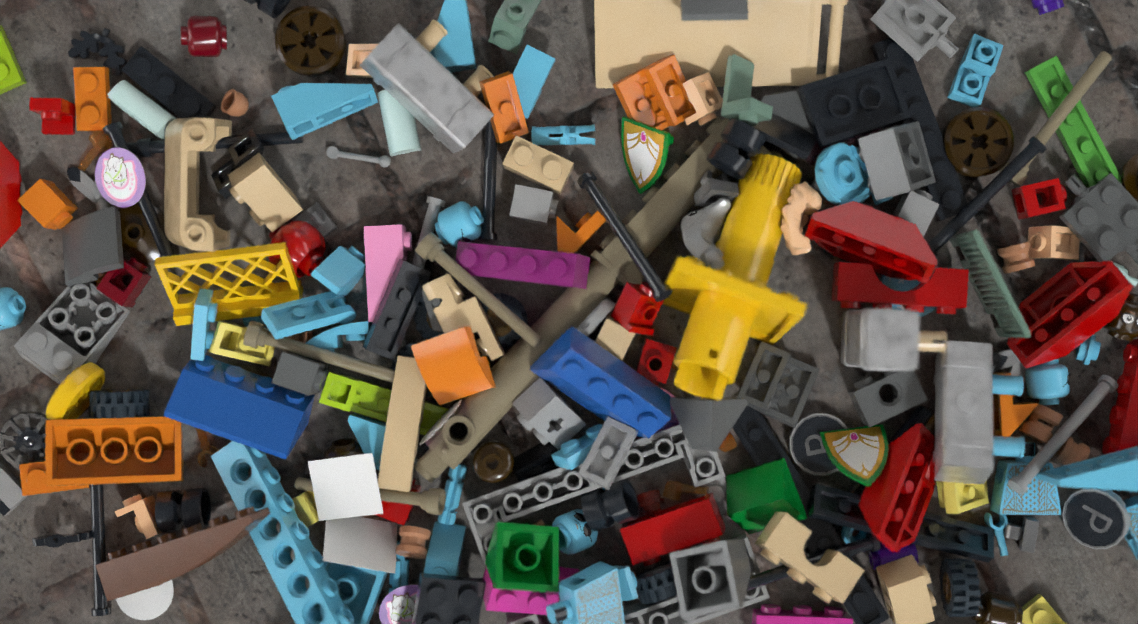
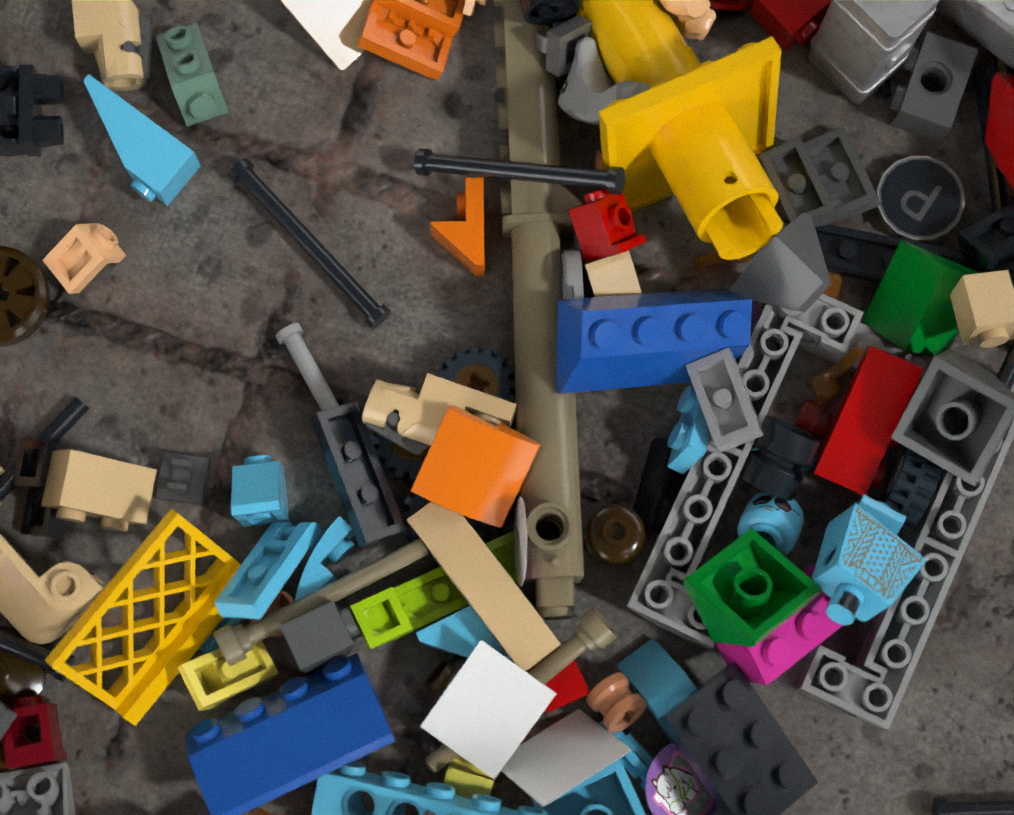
camera: 50 degrees left, 10 degrees down
(204, 314) = (177, 704): medium azure plate -> none
(303, 244) = (197, 503): red plant -> none
(319, 104) = (67, 350): medium azure slope -> none
(333, 153) = (132, 388): light grey hinge -> none
(382, 253) = (284, 430): bright pink slope -> none
(398, 125) = (170, 289): light aqua brick -> none
(427, 87) = (170, 216): flat silver piece -> none
(431, 249) = (336, 373): dark tan piece -> none
(453, 493) = (590, 592): medium azure axle -> none
(459, 224) = (336, 330): medium azure head -> none
(504, 102) = (268, 167): orange plate -> none
(524, 264) = (443, 301): magenta brick -> none
(530, 76) = (266, 124): medium azure slope -> none
(533, 205) = (394, 239): light grey brick -> none
(538, 165) = (360, 194): tan brick -> none
(548, 414) = (622, 426): light grey brick -> none
(571, 135) = (355, 144): medium azure pin -> none
(644, 152) = (454, 81): shield -> none
(663, 352) = (673, 255): red brick -> none
(858, 451) = (965, 163): shield -> none

